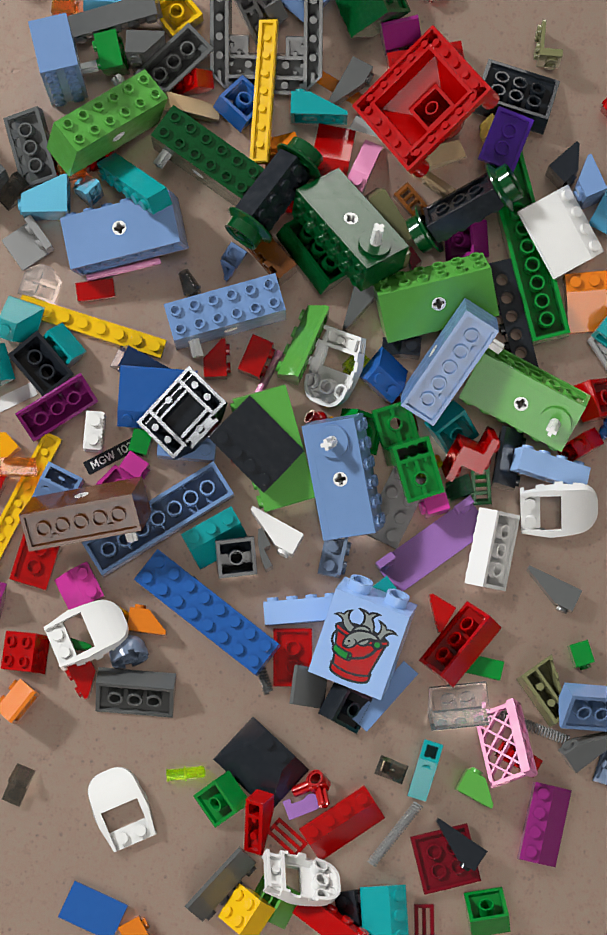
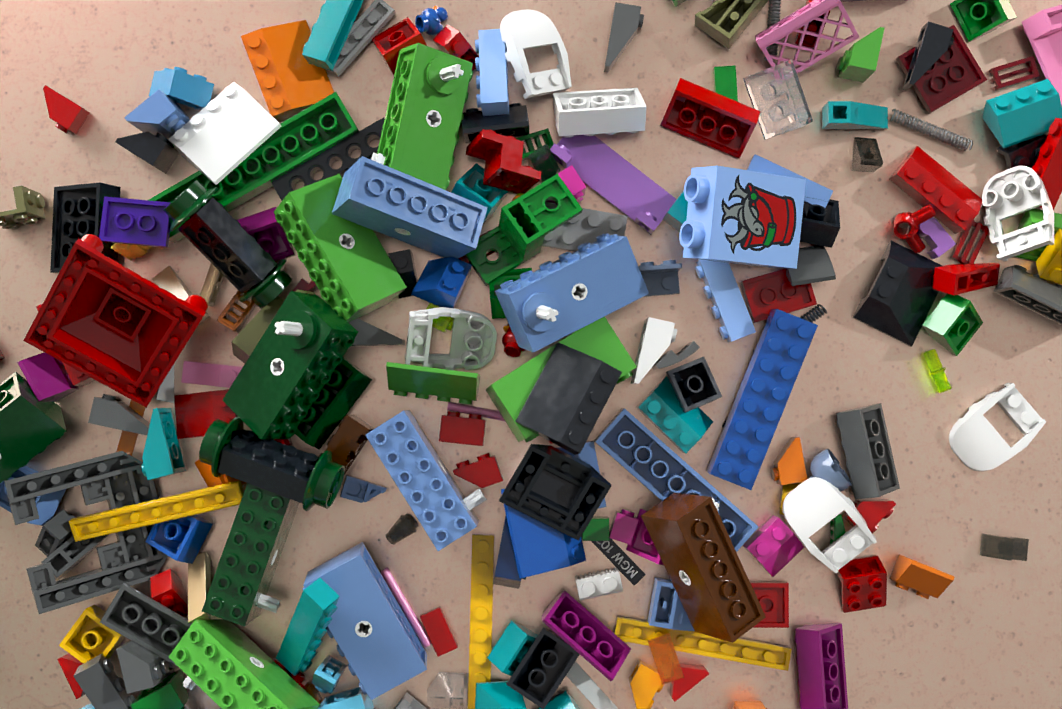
camera: 105 degrees left, 5 degrees up
(441, 611) = (682, 146): red slope -> none

